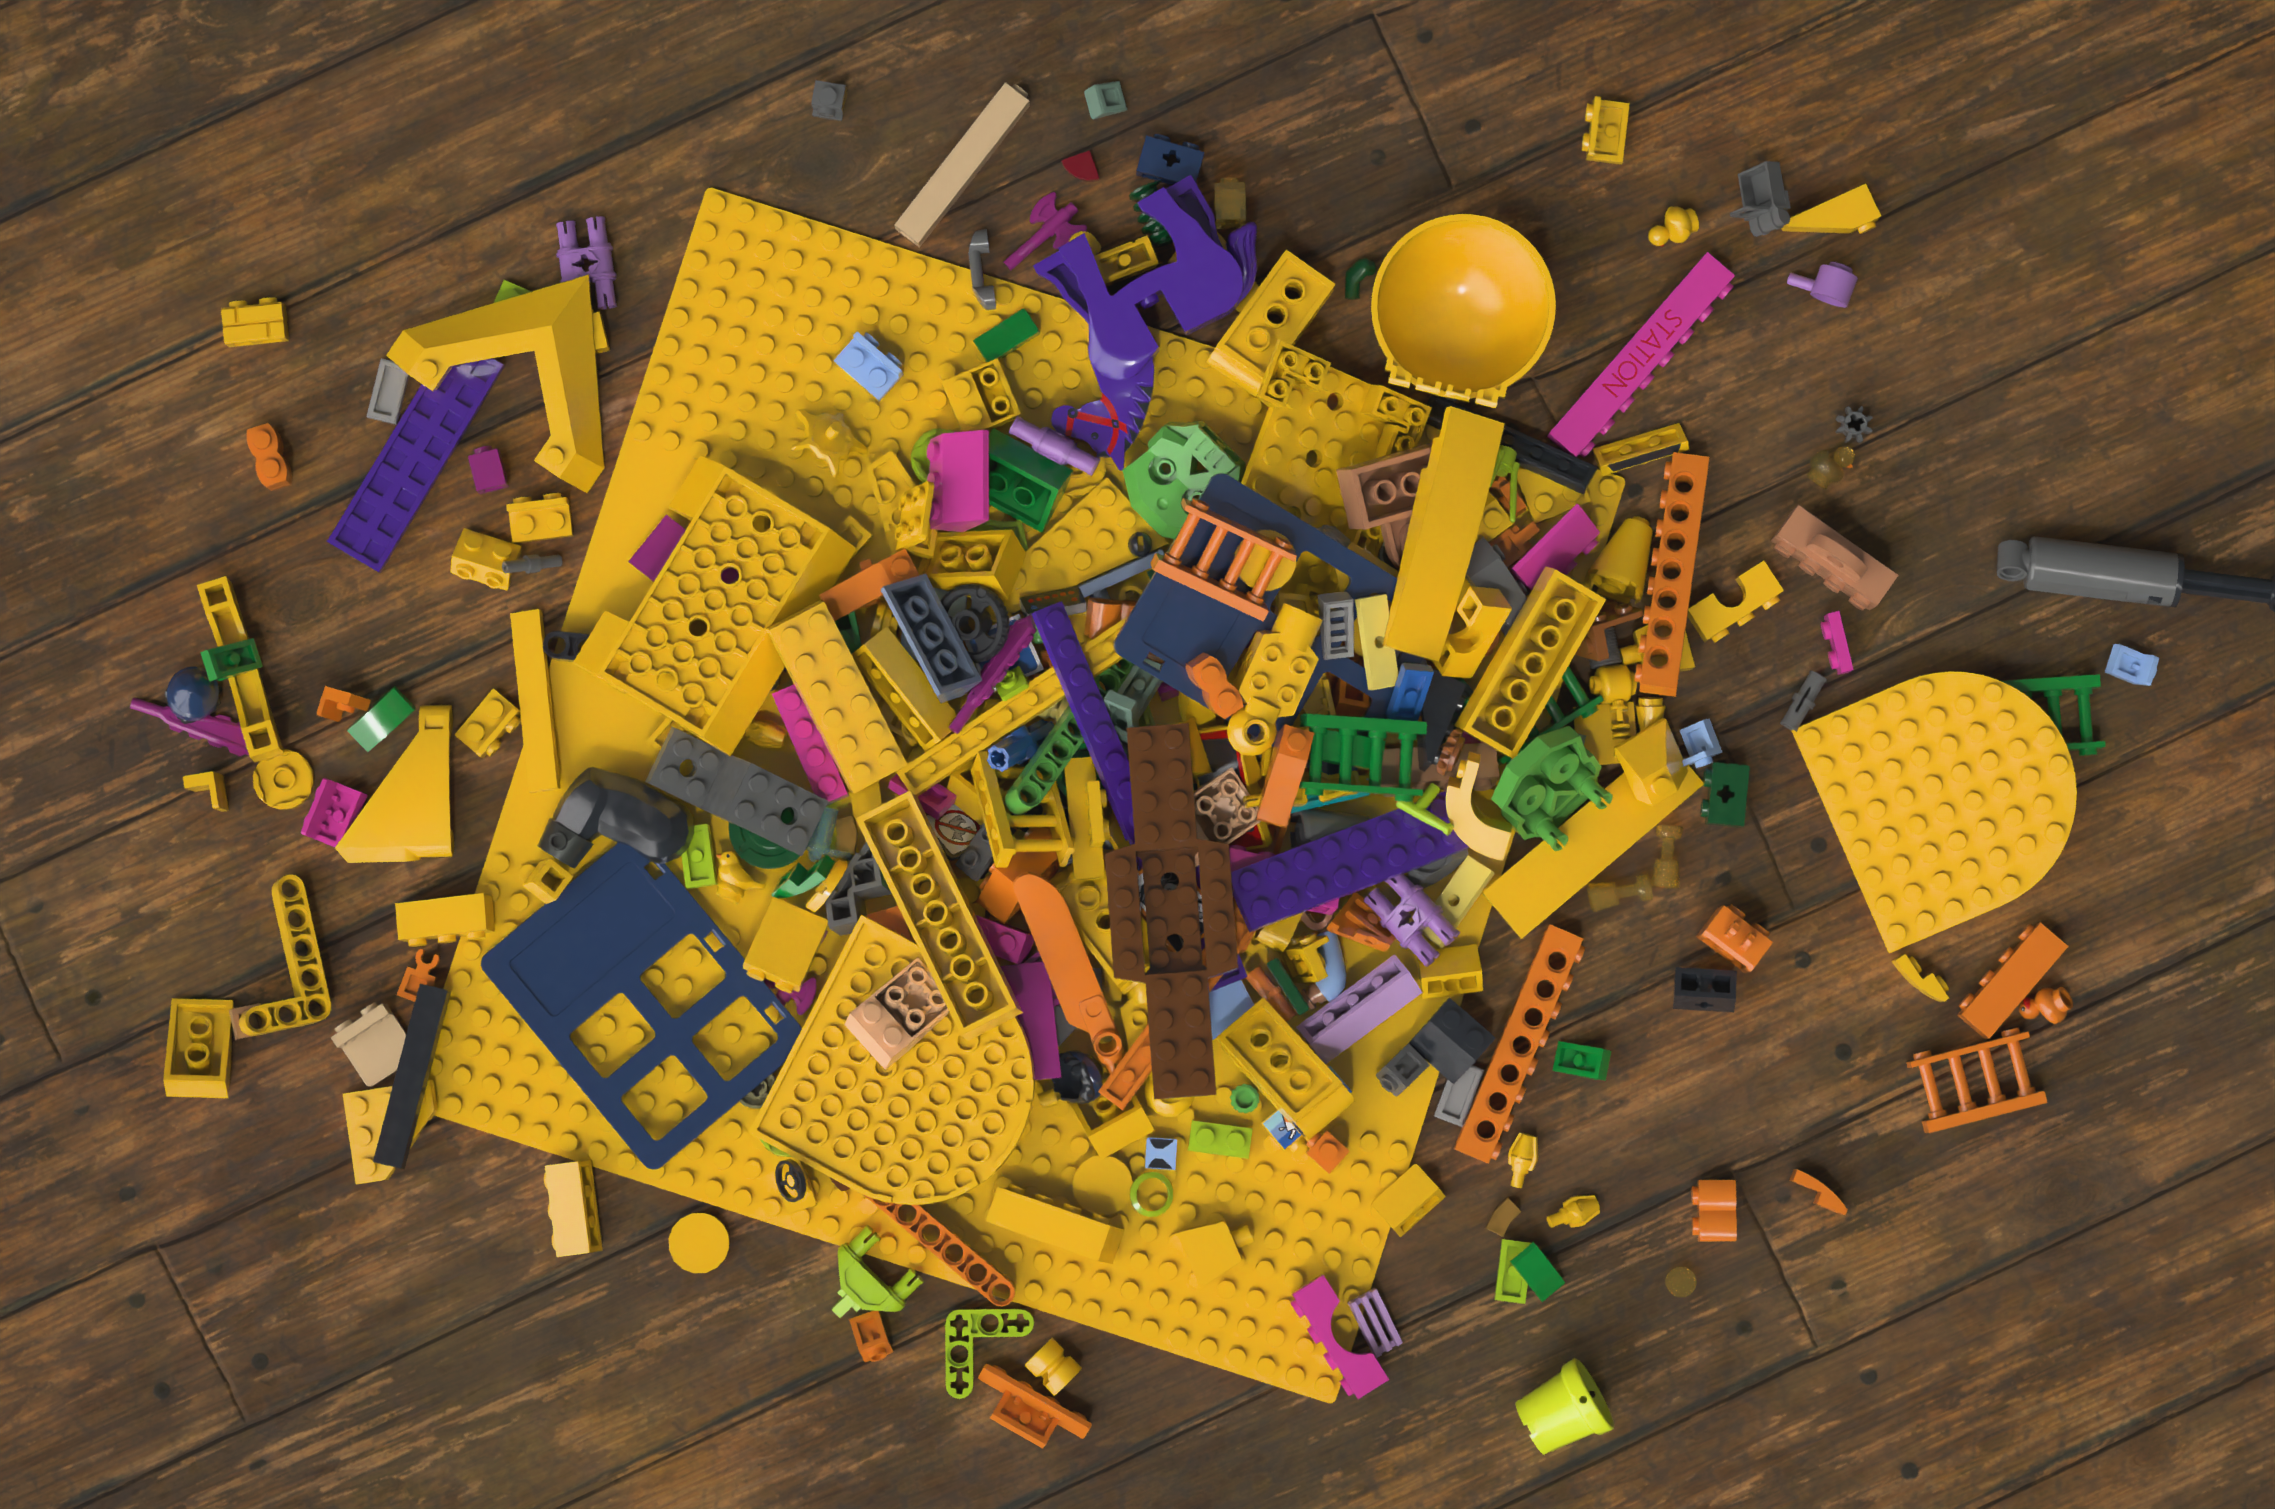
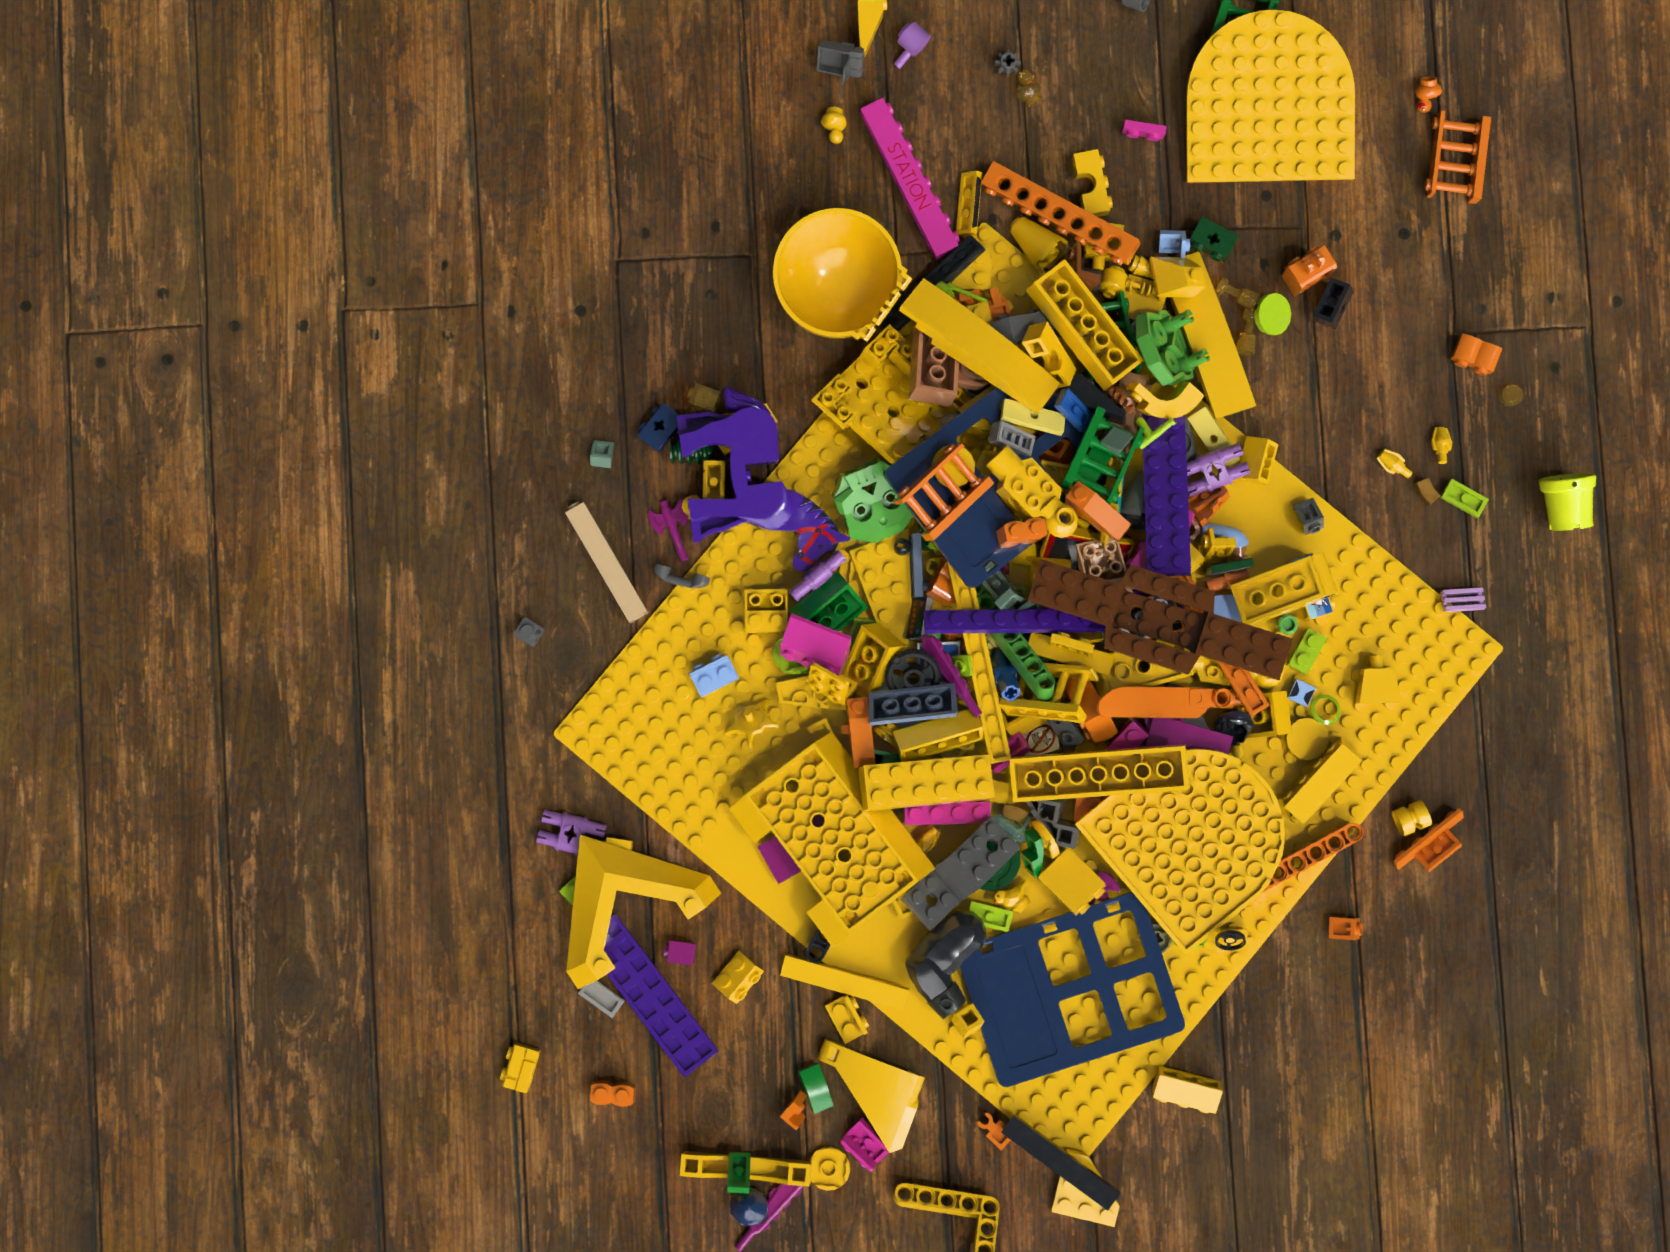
camera: 65 degrees left, 0 degrees up
(209, 781) = (817, 1215): yellow panel -> none
(372, 1043) = (1026, 1178): tan bracket -> none
(445, 919) = (965, 1098): yellow brick -> none
(532, 563) = (754, 948): dark grey bar -> none
(540, 518) = (726, 931): yellow bracket -> none
(699, 1242) = (1240, 1016): yellow tile -> none
(862, 1286) = (1311, 920): lime connector -> none
(898, 1014) = (1152, 825): light nougat slope -> none
(975, 1329) = (1366, 860): lime beam -> none
(1007, 336) = (731, 578): green slope -> none
(1081, 167) = (639, 486): dark red tile -> none
(1251, 339) = (802, 421): yellow hinge -> none
(1326, 1150) = (1346, 585): orange brick -> none
(1355, 274) = (782, 340): dark green arm -> none
(1359, 1009) = (1260, 527): lavender brick -> none
(1360, 1370) = (1440, 630): dark pink arch -> none
(1390, 764) = (1116, 440): none -> sand green slope
(1408, 1200) = (1392, 547): yellow panel -> none
(1451, 1040) = (1302, 477): black slope -> none
(1458, 1097) = (1335, 487): light grey tile -> none
(1537, 1272) = (1472, 482): green slope -> none
(1552, 941) = (1323, 448): orange brick -> none
(1558, 548) = (1013, 281): dark pink slope -> none
(1582, 1061) = (1347, 399): green slope -> none
(1606, 131) = (755, 142): yellow bracket -> none
(1657, 914) = (1272, 314): none -> lime tile
(1813, 684) = (1180, 178): dark grey pin -> none
(1824, 1196) = (1492, 283): orange slope -> none
(1833, 558) = (1089, 109): nougat brick -> none
(1929, 984) = (1383, 162): yellow slope -> none
(2012, 980) = (1402, 108): orange brick -> none

